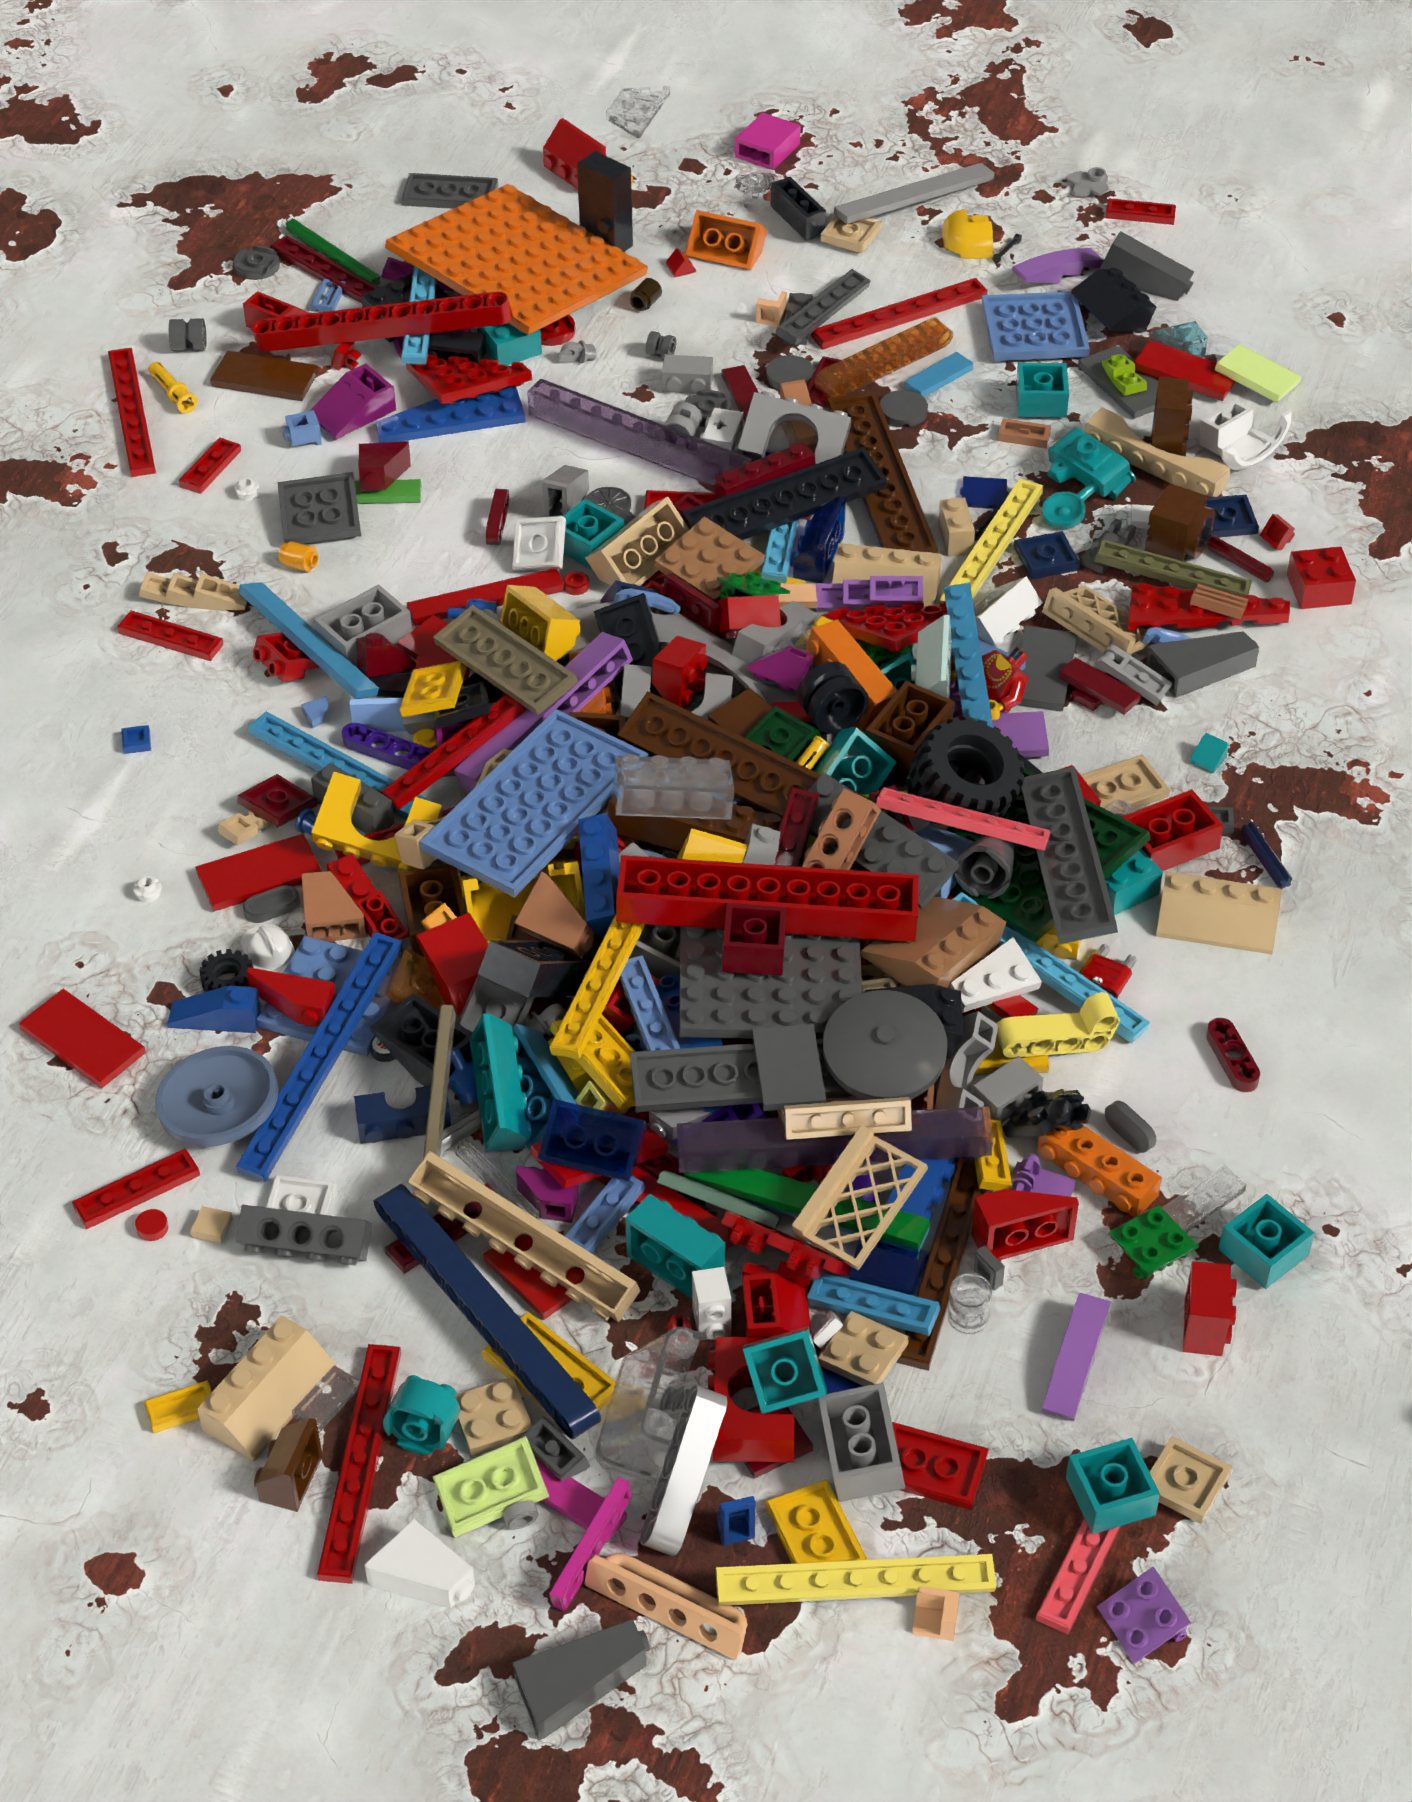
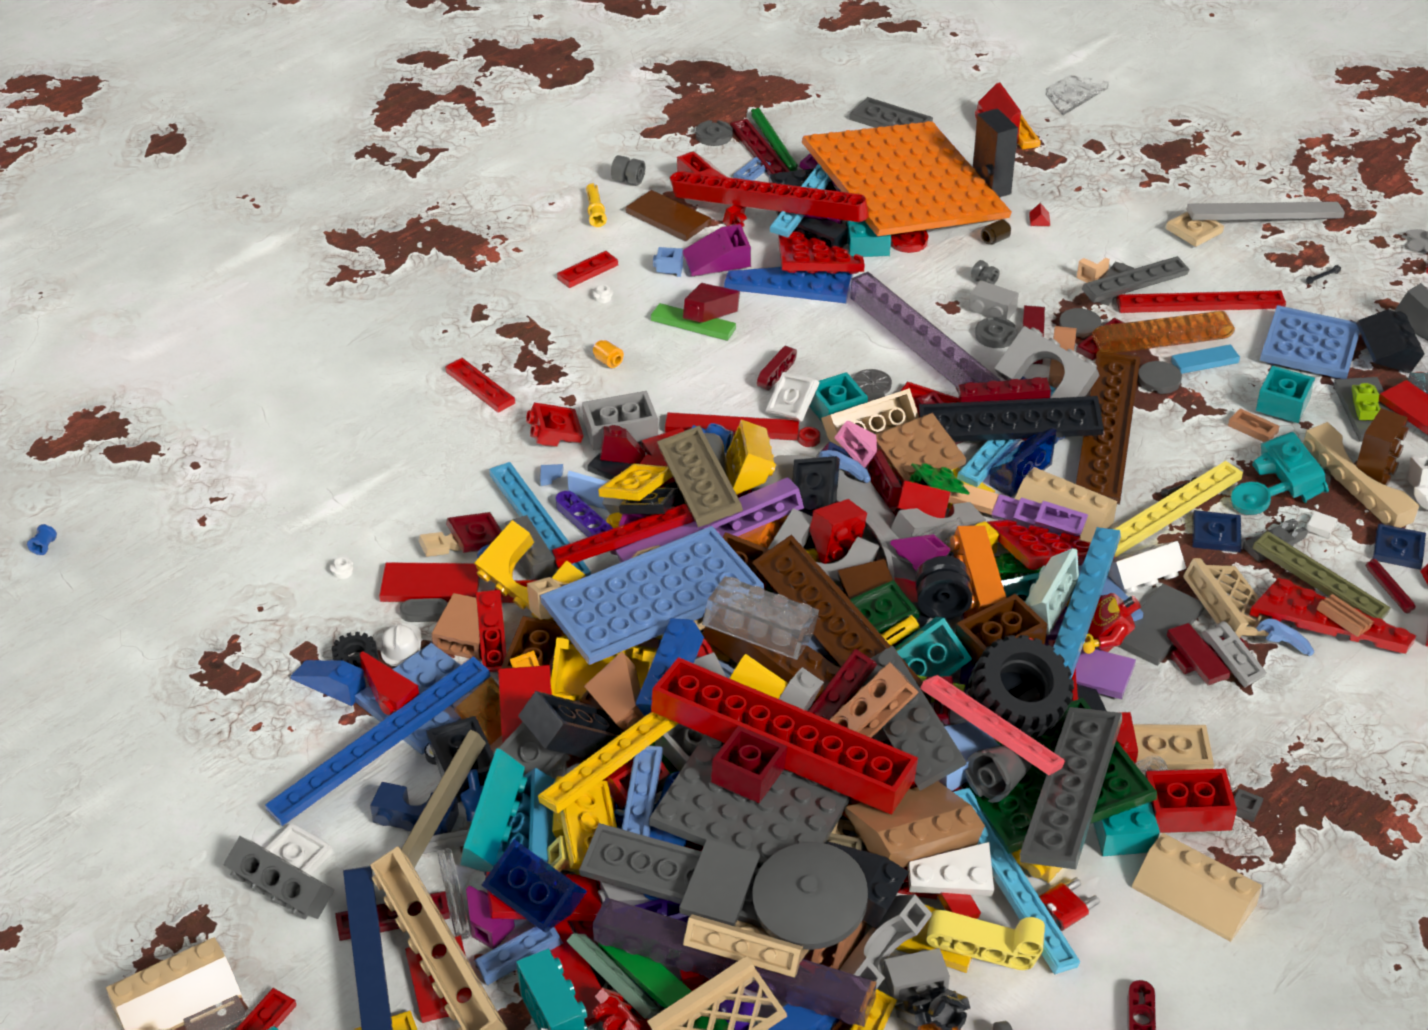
camera: 25 degrees right, 5 degrees down
(82, 1038) = (224, 665): red tile -> none
(131, 412) = (555, 216): red tile -> none
(135, 1188) = (187, 795): red tile -> none
(136, 739) = (406, 453): blue tile -> none
(151, 1225) = (179, 828): red tile -> none
(176, 1407) = (95, 979): yellow tile -> none
(188, 592) = (521, 360): tan slope -> none
(211, 1224) = (220, 844): tan tile -> none
(217, 1096) = (283, 744): sand blue dish -> none
(308, 640) = (572, 419): dark azure tile -> none
(319, 508) = (644, 322): dark grey plate -> none
(564, 490) = (838, 359): light grey slope -> none
(577, 352) = (915, 261): light grey piece -> none
(644, 572) = (857, 442): none -> bright pink slope
(684, 418) = (967, 335): light grey wheel -> none
(723, 428) = (992, 351): white brick -> none
(725, 240) = (1085, 207): orange slope -> none
(753, 184) = (1134, 171): clear piece -> none
(767, 141) = (1165, 141): dark pink brick -> none
(798, 208) = (1158, 197): black brick -> none
(956, 526) = (1147, 483): tan brick -> none
(968, 235) = (1293, 255): yellow brick -> none
(984, 492) = (1190, 463): clear blue piece -> none
(1053, 265) = (1355, 297): medium lavender slope -> none
(1180, 524) = (1344, 539): reddish brown piece -> none
(1202, 660) = (1305, 662): dark grey slope -> none
(1209, 753) = (1268, 744): teal slope -> none
(1266, 855) = (1272, 851): dark blue axle -> none

